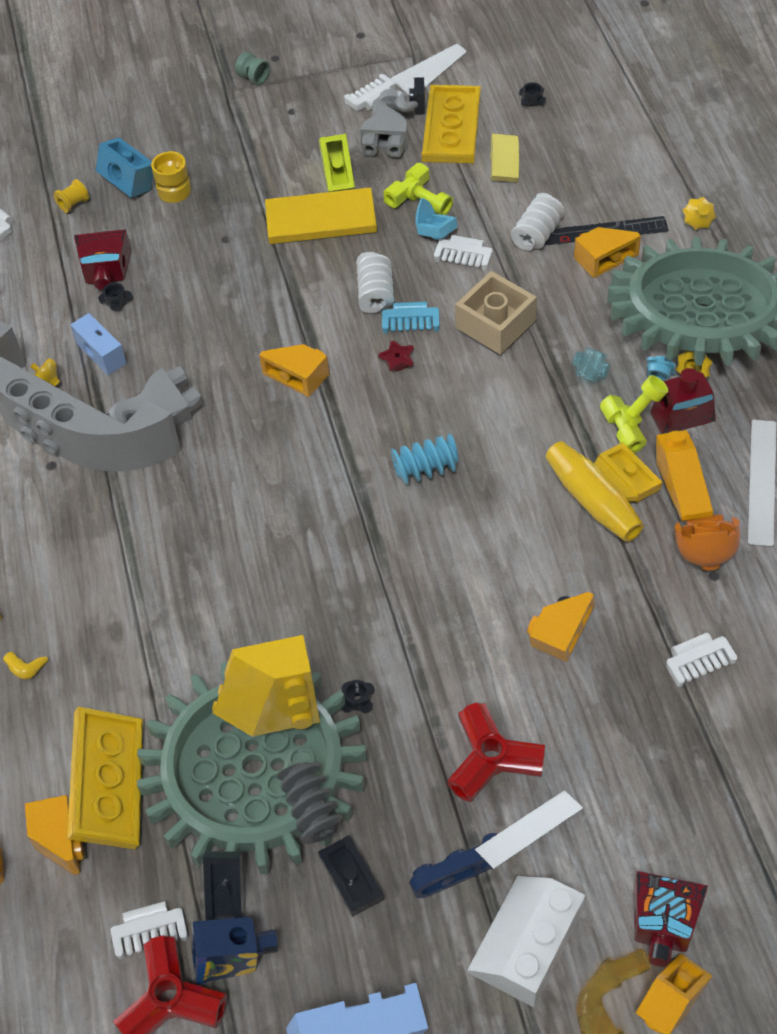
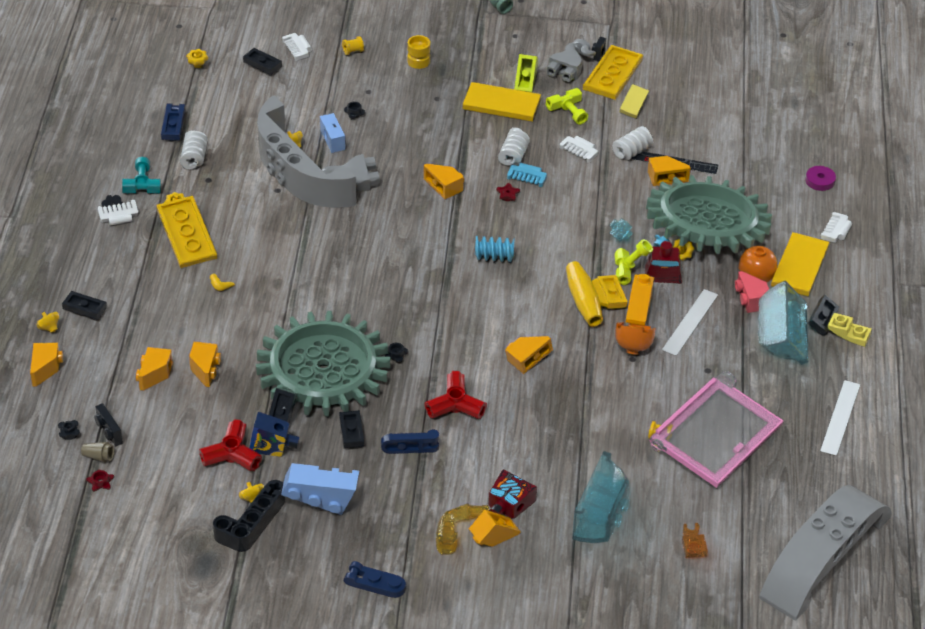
camera: 15 degrees right, 10 degrees down
(103, 256) = (357, 85): dark red torso -> none
(104, 779) = (239, 346): yellow tile -> none
(124, 167) = (392, 37): dark azure brick -> none
(145, 921) = (229, 415): white piece -> none
(268, 688) = (346, 320): yellow wedge -> none
(308, 801) = (343, 381): dark grey piece -> none
(368, 94) = (564, 41): white piece -> none
(429, 68) = (618, 35): white sticker -> none
(432, 224) = (566, 124): medium azure plate -> none
(495, 312) = (578, 184): tan brick -> none
(528, 829) = (457, 436): white sticker -> none
(528, 937) = (433, 485): white slope -> none
(532, 94) = (673, 69): black plate -> none
(694, 652) = (599, 390): white piece -> none
(699, 213) = (738, 168): yellow piece -> none

